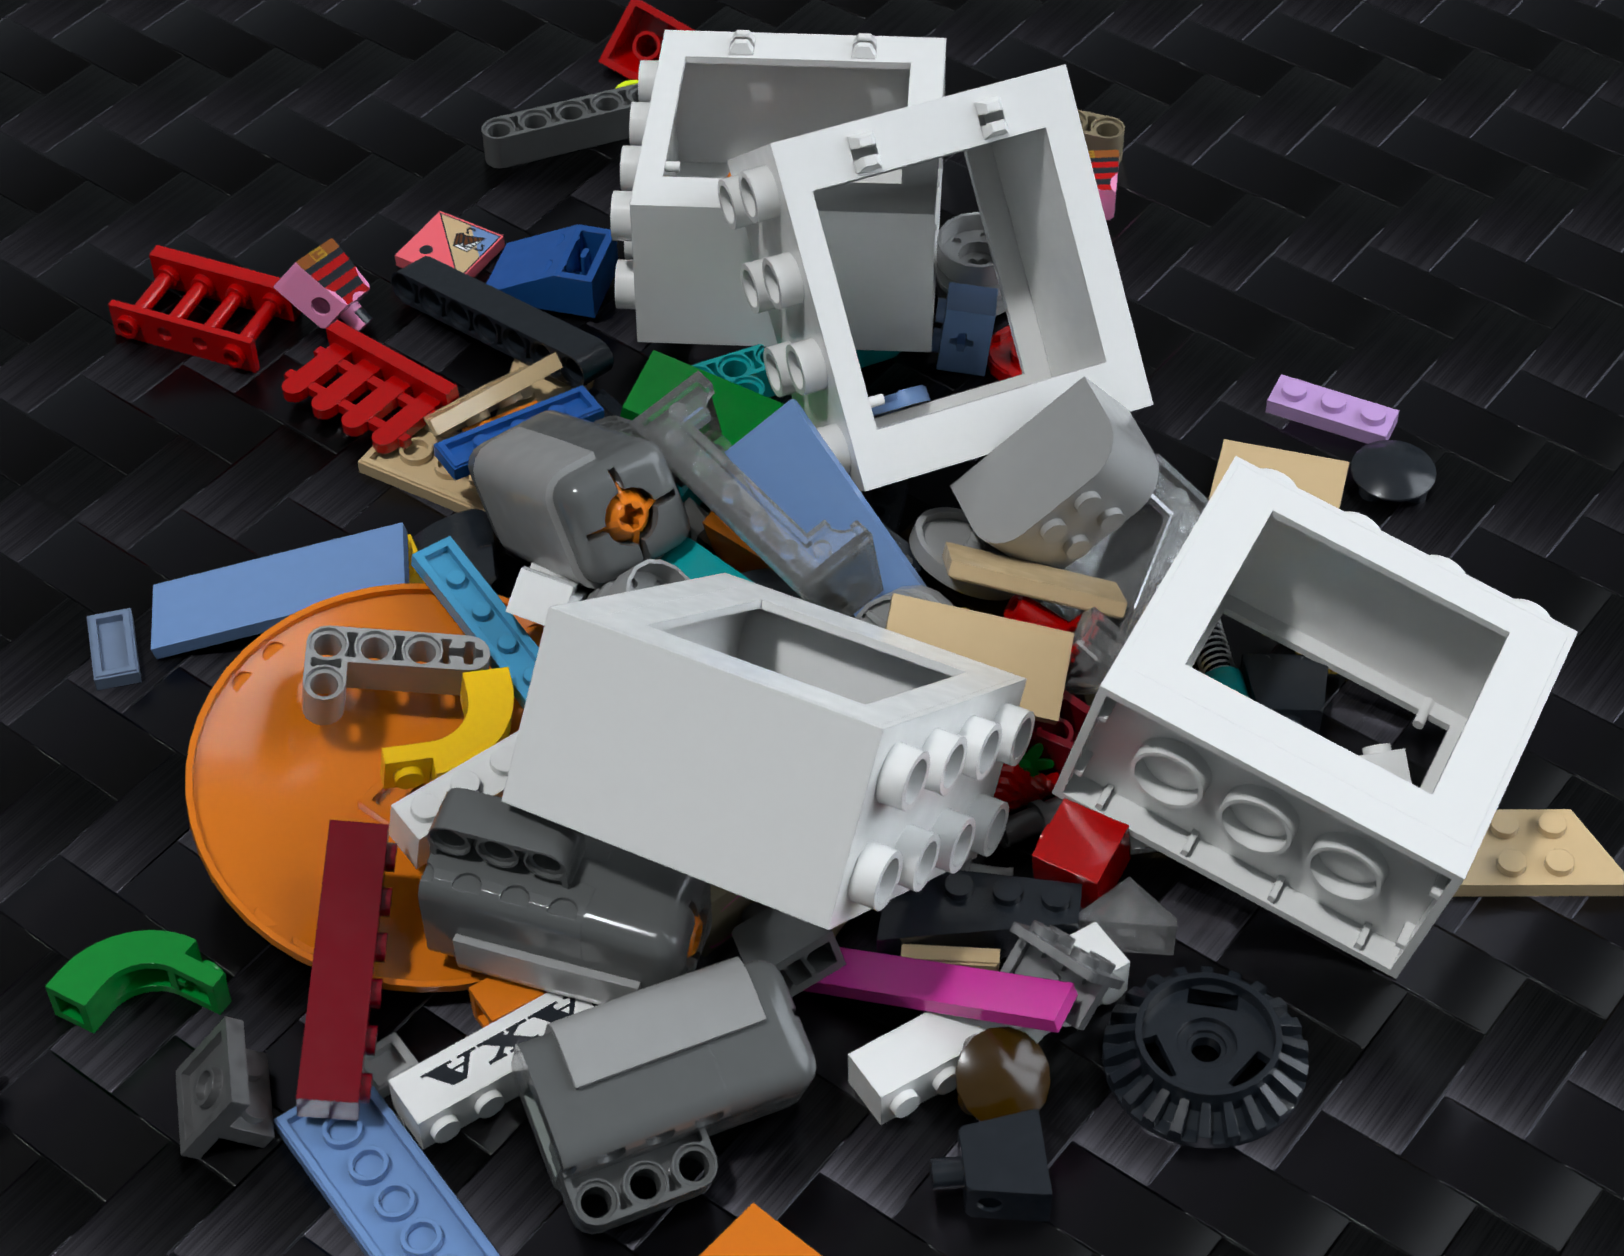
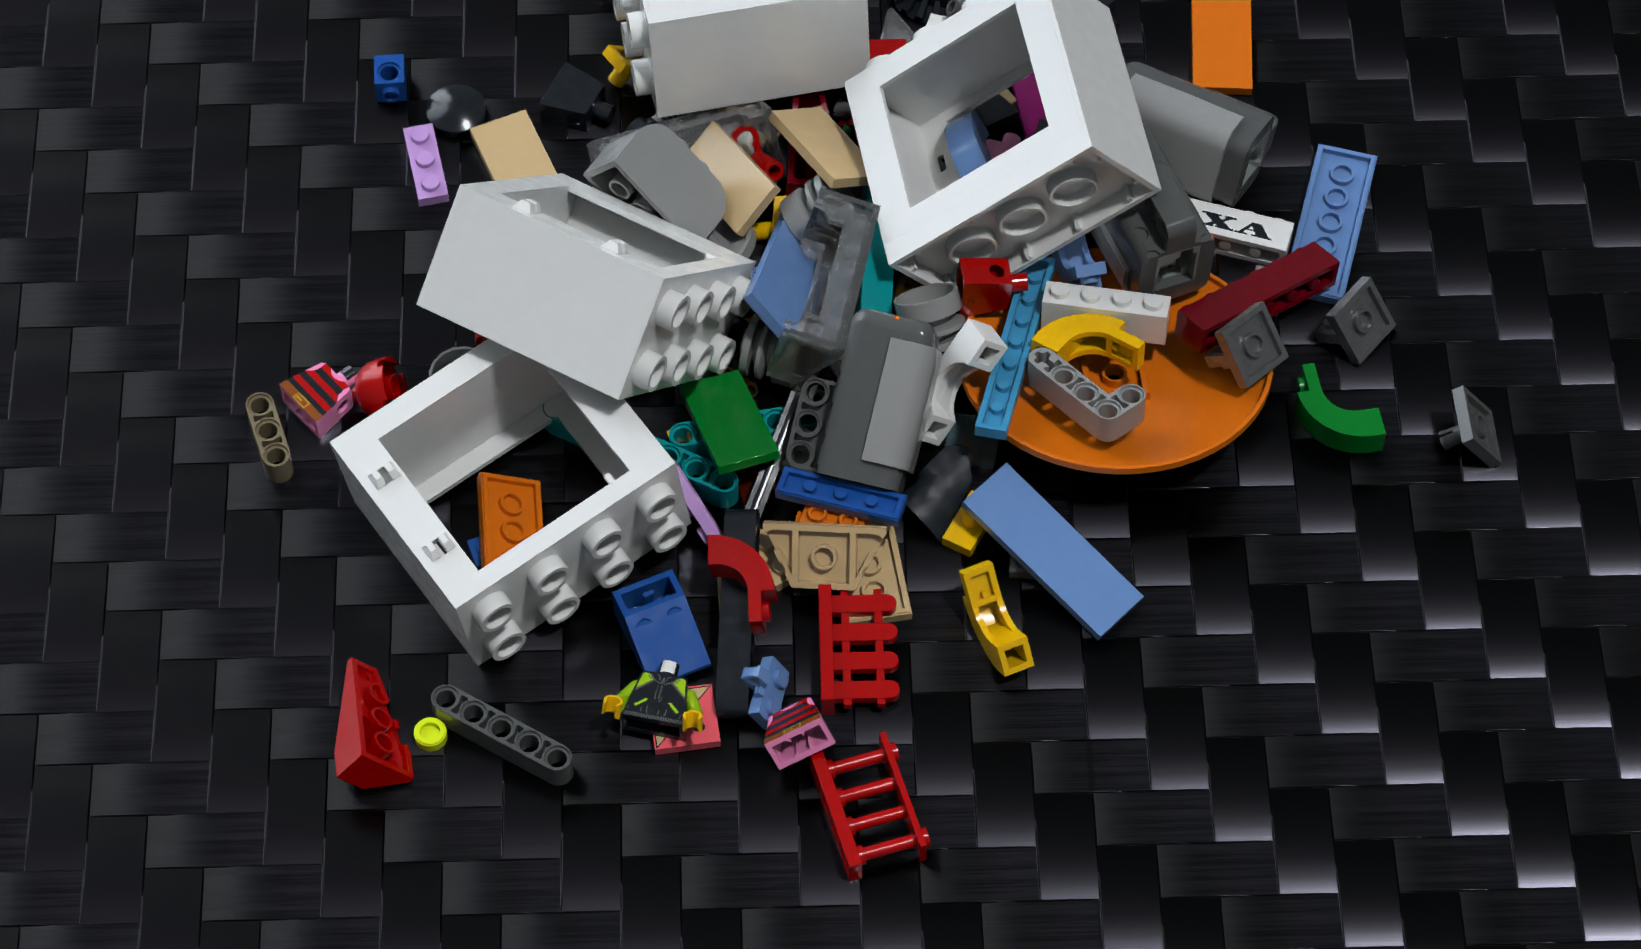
camera: 130 degrees left, 10 degrees up
(113, 649) = (1157, 623): sand blue tile -> none
(254, 505) = (998, 635): none -> yellow arch
(273, 868) = (1248, 346): none -> flat silver bracket
(397, 303) = (768, 688): none -> medium blue hinge
(468, 215) = (657, 704): none -> torso
(510, 308) = (743, 563): none -> red arch
(685, 341) = (698, 509): none -> lavender plate
(1483, 431) = (390, 78): none -> blue brick

